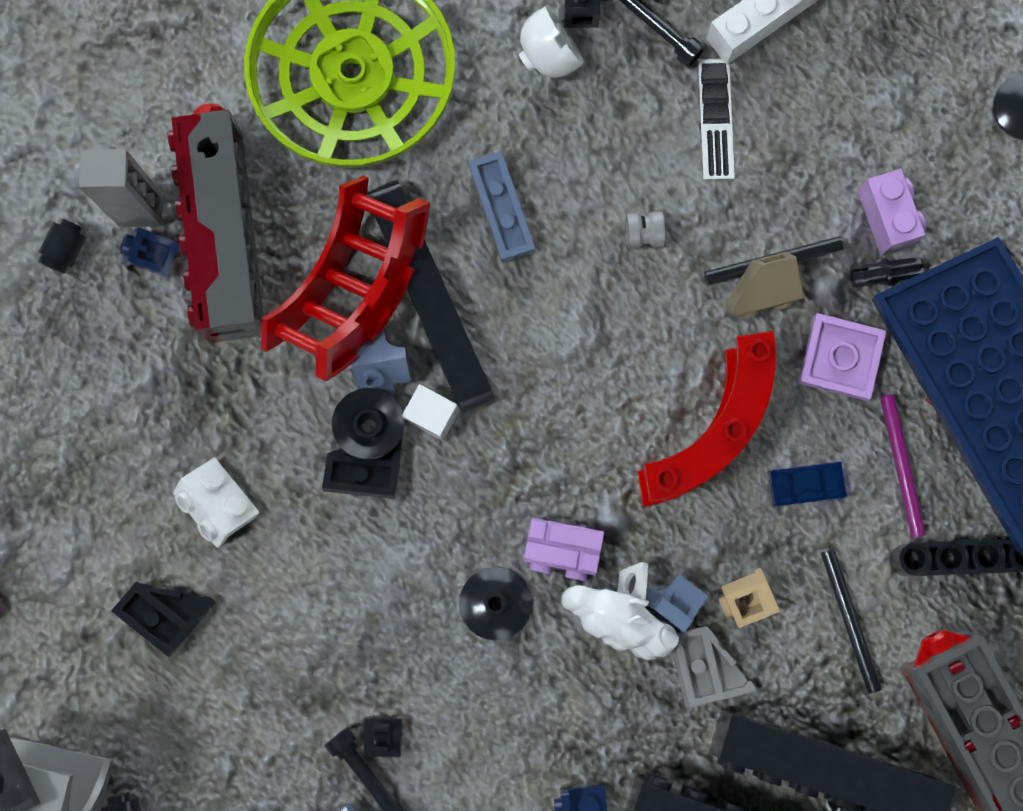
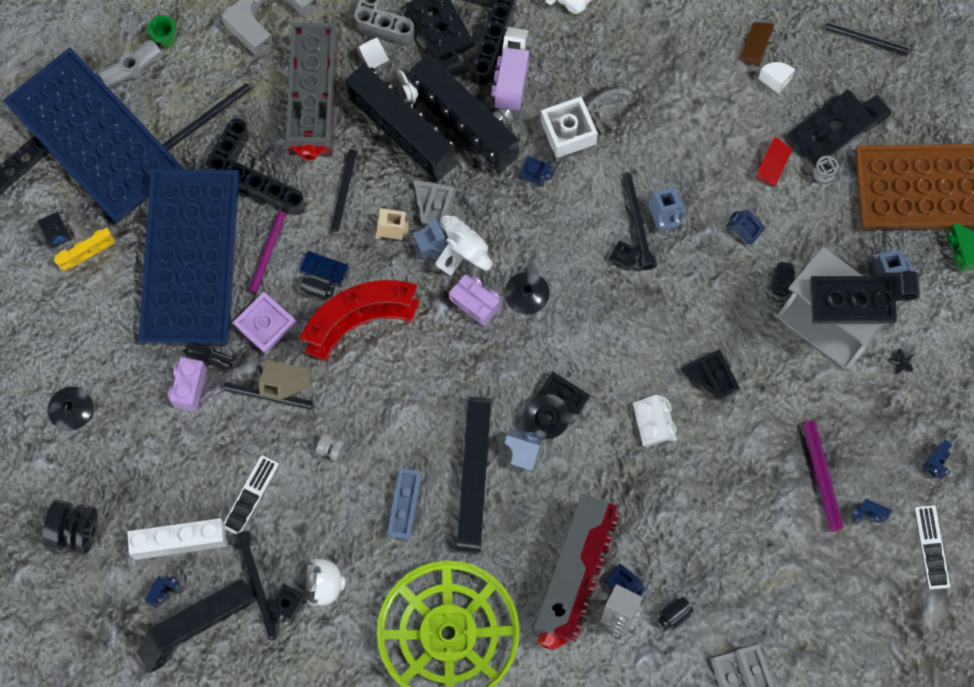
camera: 150 degrees left, 10 degrees down
(379, 300) = (503, 478): red fence -> none
(431, 412) = (507, 405): white brick -> none
(799, 448) = (317, 286): none -> black brick

